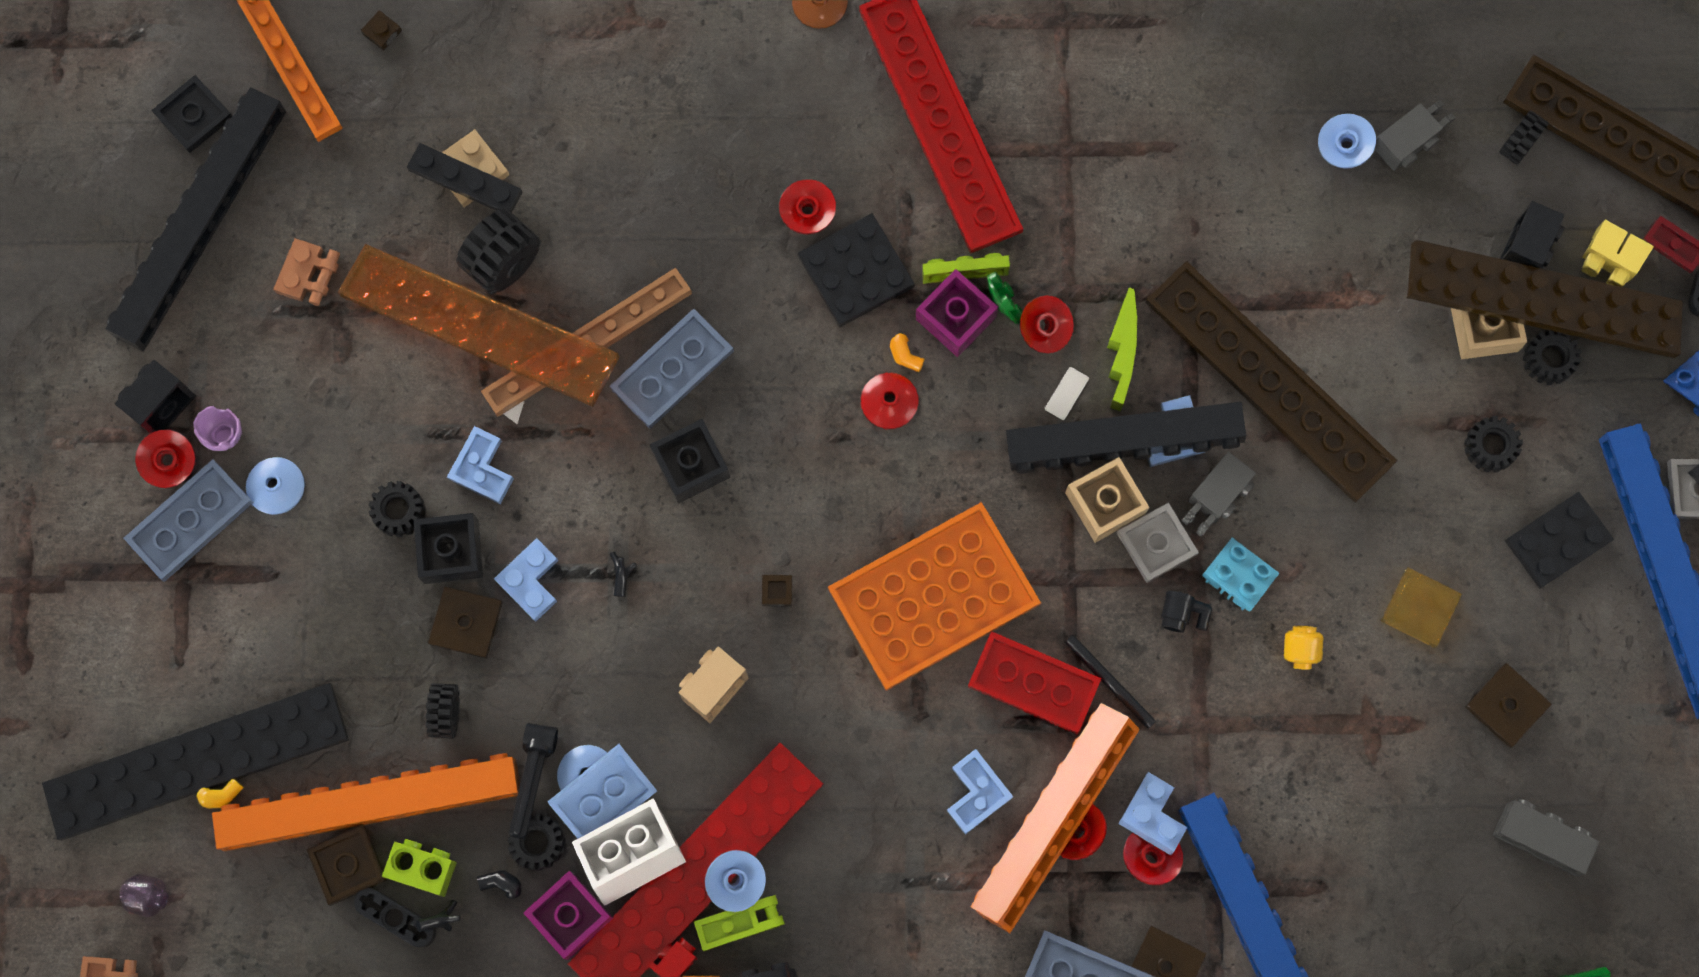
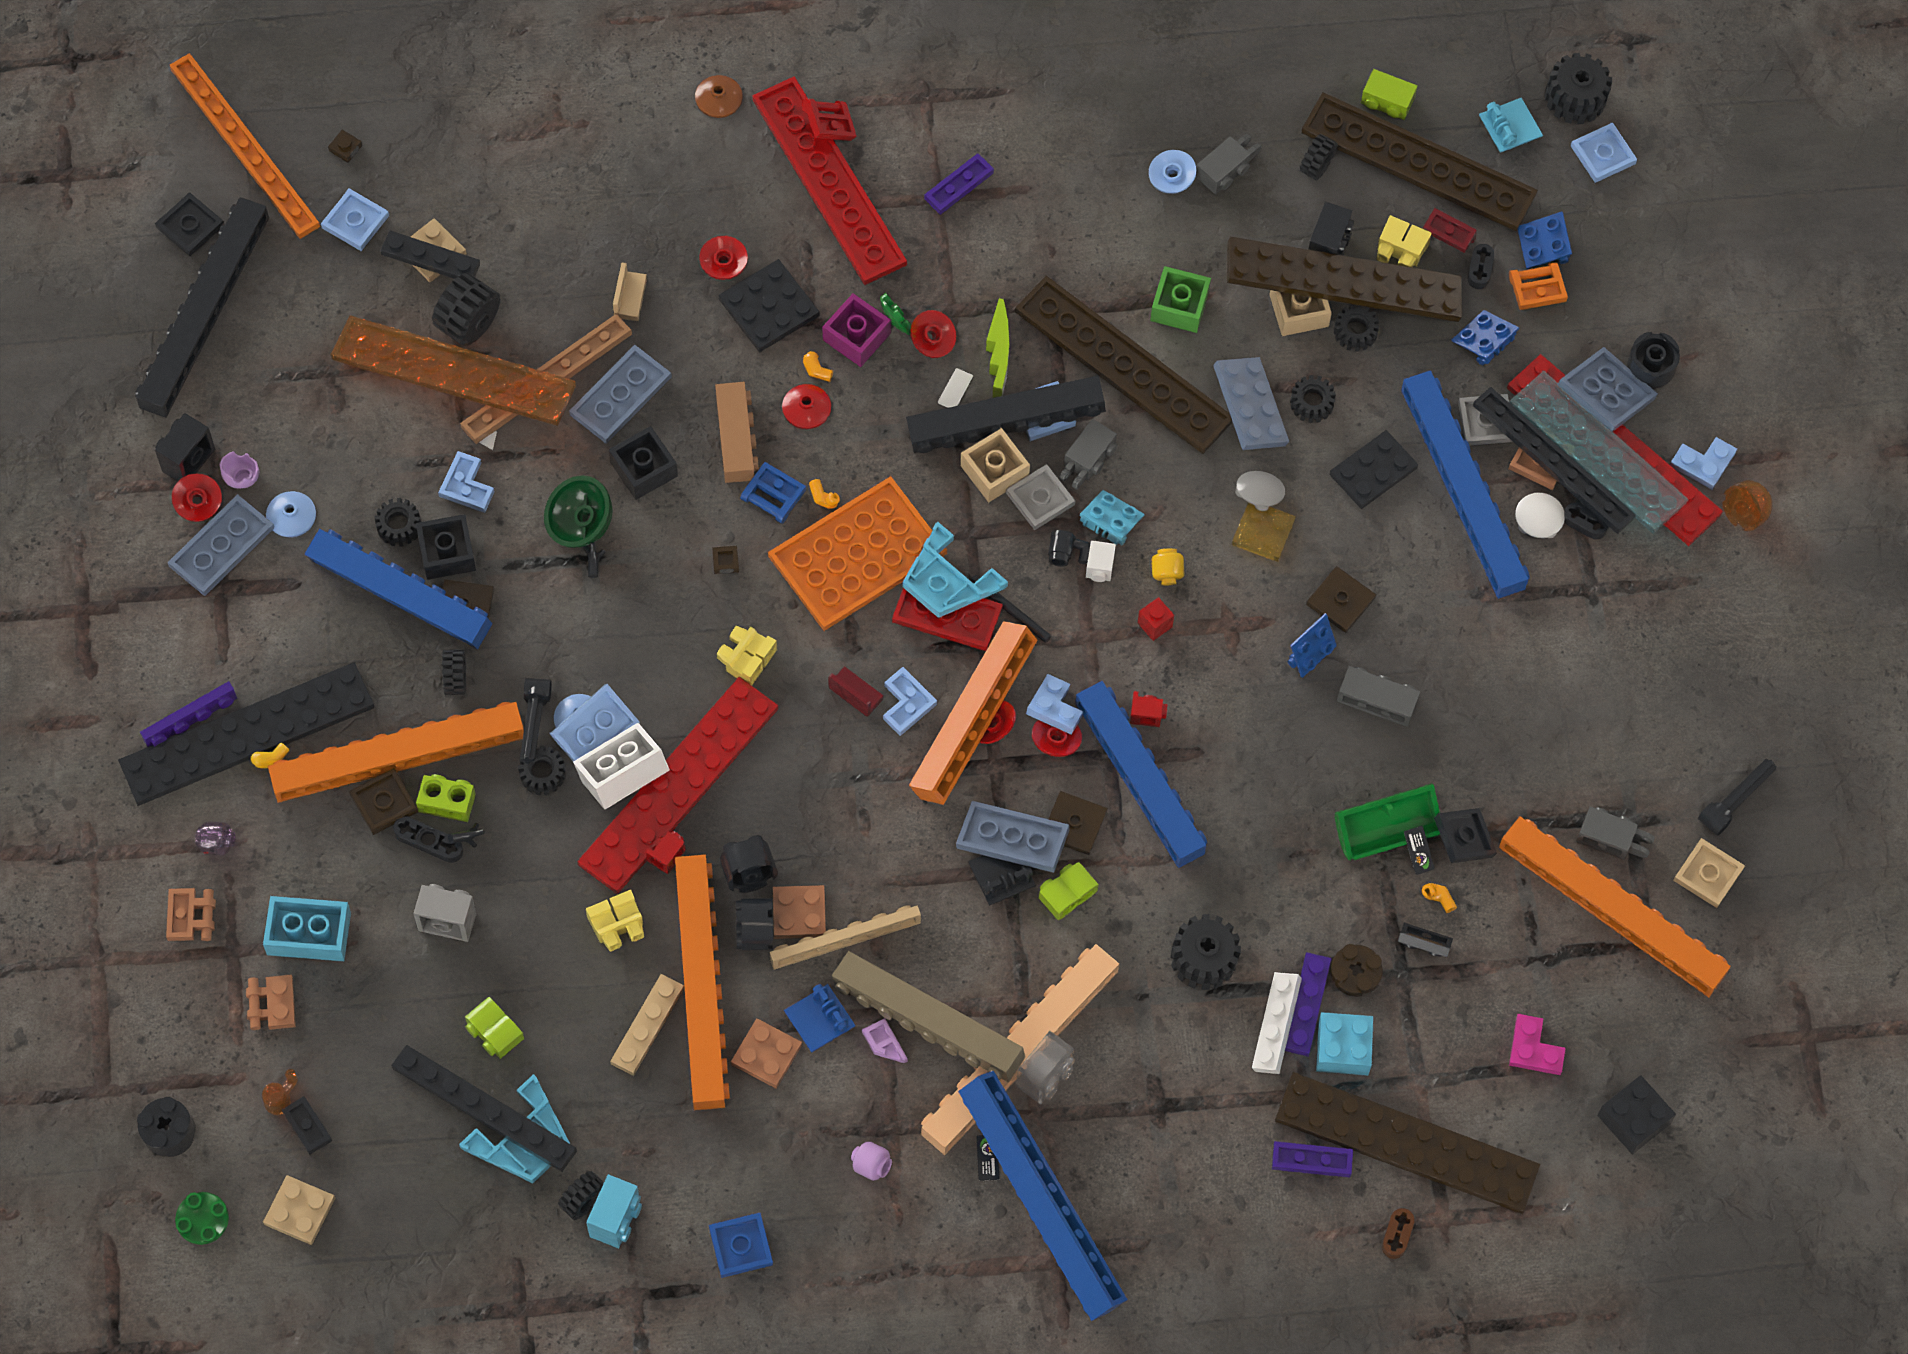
camera: 10 degrees left, 10 degrees down
(138, 730) = (186, 716): none -> dark purple plate
(299, 269) = (294, 341): nougat plate -> none
(383, 123) = (355, 219): none -> light blue plate
(388, 597) = (398, 588): none -> blue brick
(502, 880) = (515, 802): black arm -> none
(522, 578) = (510, 572): light blue plate -> none
(568, 915) = (575, 820): magenta brick -> none
(596, 518) = (571, 506): none -> dark green hat
(693, 243) = (629, 294): none -> tan panel
(712, 683) = (679, 632): tan brick -> none
(733, 926) = (717, 818): lime plate -> none
(745, 890) = (723, 779): light blue dish -> none
(797, 703) = (749, 655): none -> light yellow hips
(802, 429) = (735, 432): none -> medium nougat brick
(846, 501) = (777, 486): none -> blue plate
(898, 520) = (822, 498): none -> light orange arm
(917, 772) = (855, 691): none -> dark red panel
(938, 270) = (870, 294): lime plate -> none
(943, 51) = (829, 126): none -> red plate
(1029, 650) = (940, 584): none -> medium azure wing
(1092, 135) = (959, 183): none -> dark purple plate
(1223, 633) = (1100, 561): none -> white brick
(1264, 831) = (1147, 710): none -> red brick
(1284, 714) = (1155, 619): none -> red brick
(1345, 306) = (1180, 299): none -> bright green brick
(1418, 444) = (1251, 403): none -> sand blue plate
(1422, 556) = (1260, 489): none -> light grey dish
(1477, 763) = (1312, 646): none -> blue hinge
(1612, 63) = (1388, 94): none -> lime brick

